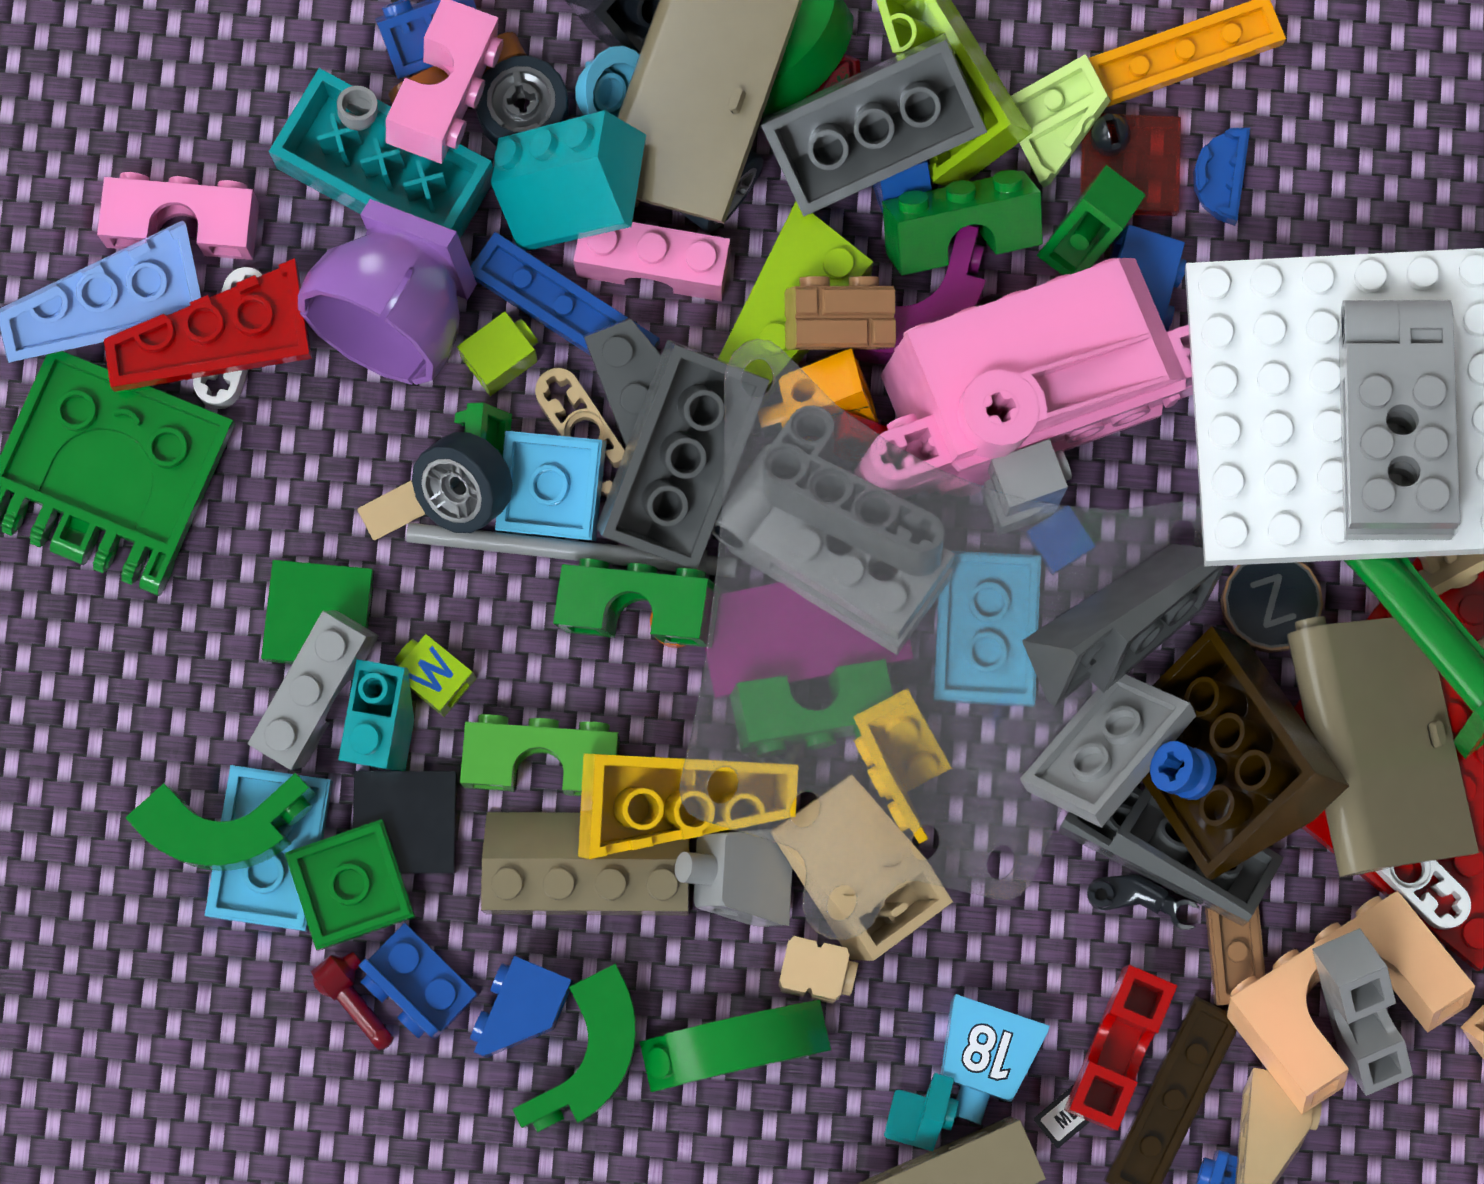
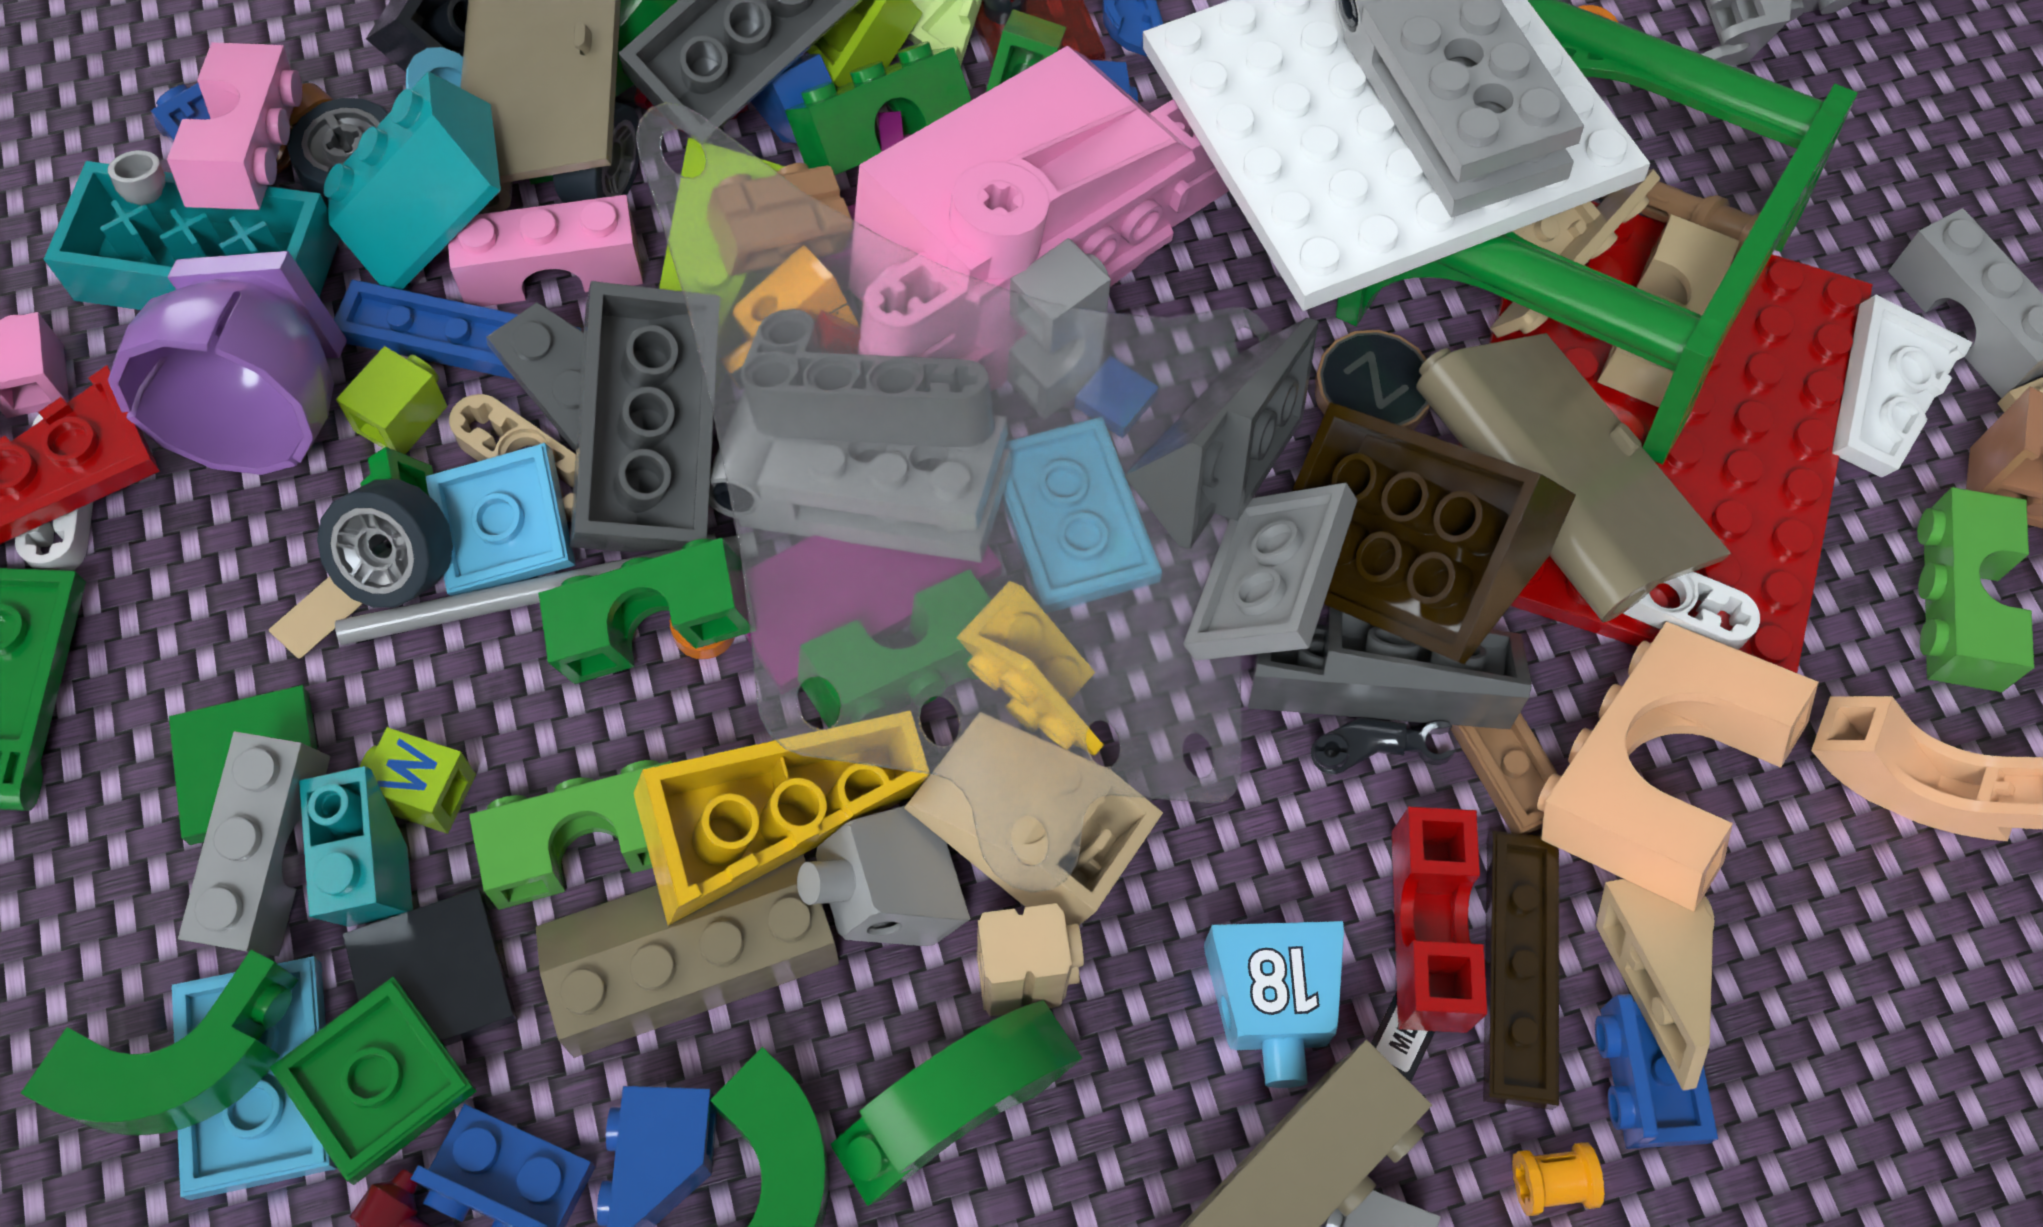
camera: 25 degrees left, 15 degrees down
(918, 1118) = (1232, 1105): teal bracket -> none
(1190, 781) = (1390, 555): blue wheel -> none
(1356, 998) = (1683, 725): light grey arch -> none

